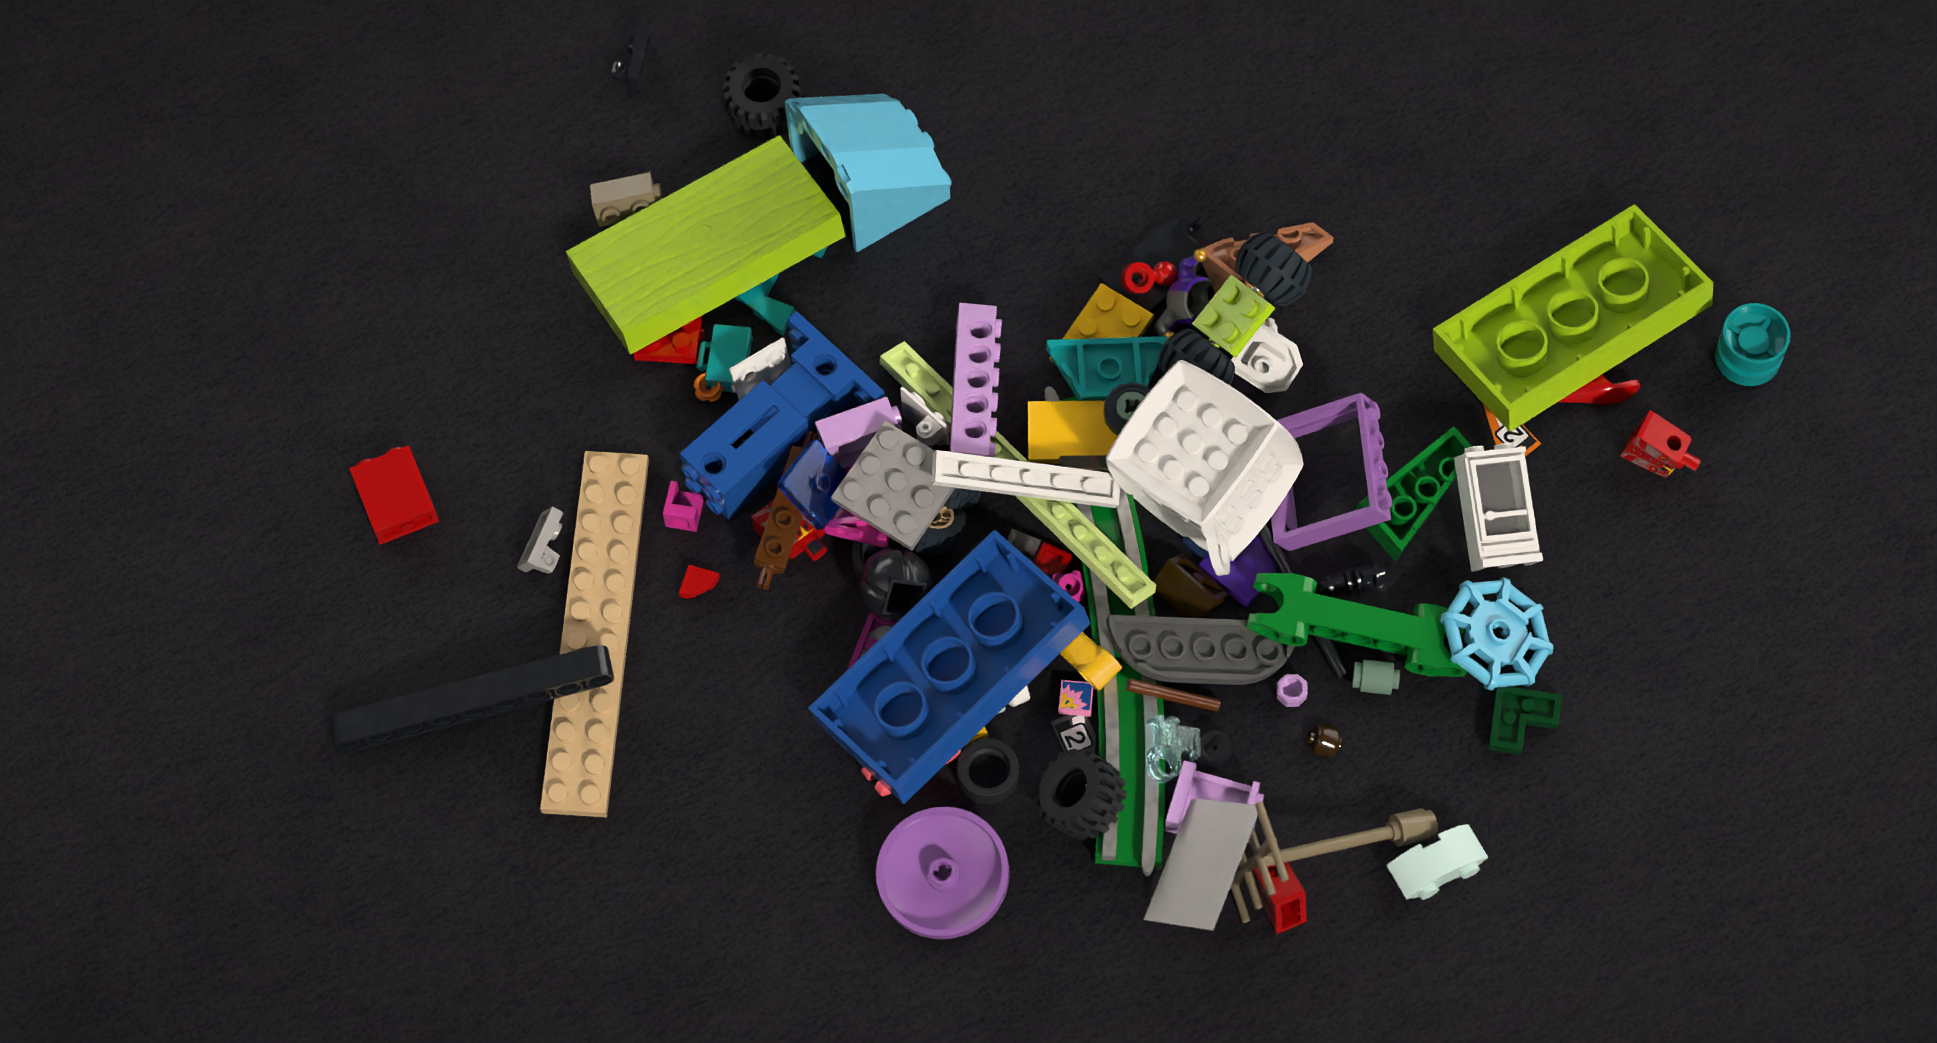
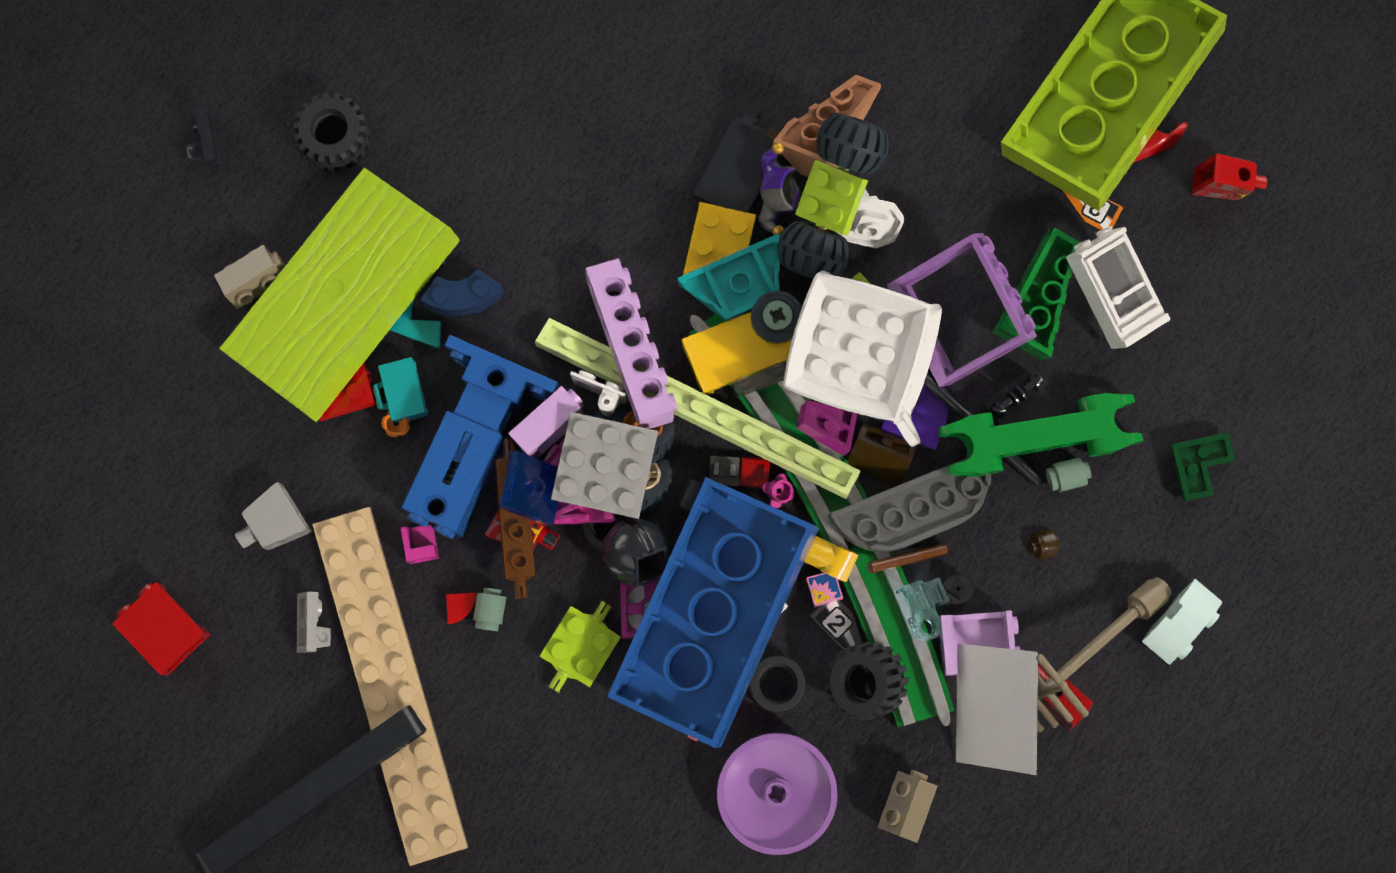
camera: 25 degrees left, 15 degrees up
(547, 432) = (272, 520): none -> light grey torso
(725, 593) = (489, 609): none -> sand green brick
(764, 365) = (445, 388): white hinge -> none
(802, 663) = (580, 646): none -> lime plate
(826, 290) = (462, 296): none -> dark blue brick
(884, 153) = (455, 156): medium azure windscreen -> none
(1024, 479) = (711, 419): white plate -> none
(1073, 936) = (907, 805): none -> dark tan brick
(1143, 535) = (828, 425): none -> magenta wing
(1163, 274) = (749, 173): red plate -> none
(1292, 690) = (1002, 512): lavender tile -> none
(1485, 644) = (1144, 407): medium azure plate -> none
(1752, 344) = (1272, 55): teal wheel -> none

